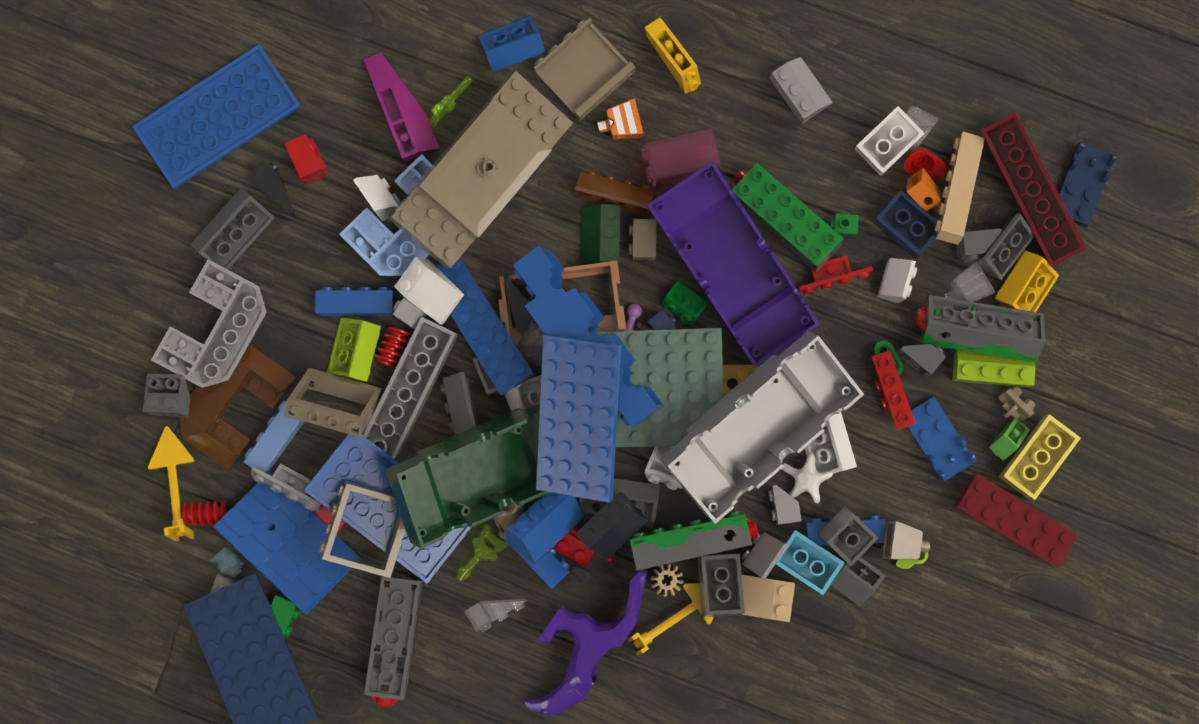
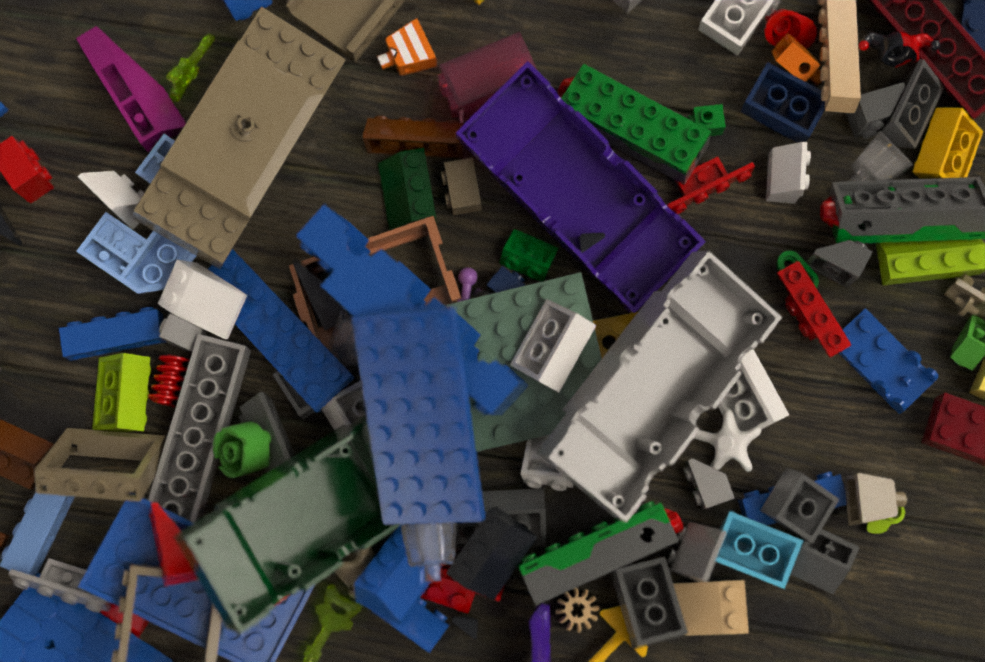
camera: 10 degrees left, 5 degrees down
(377, 481) = (172, 560): none -> red slope
(440, 411) = (242, 449): none -> bright green brick
(567, 512) = (430, 546): none -> clear torso
(688, 380) = (553, 345): none -> white slope
(732, 303) = (587, 240): none -> black slope
(1004, 198) = (897, 46): none -> black piece

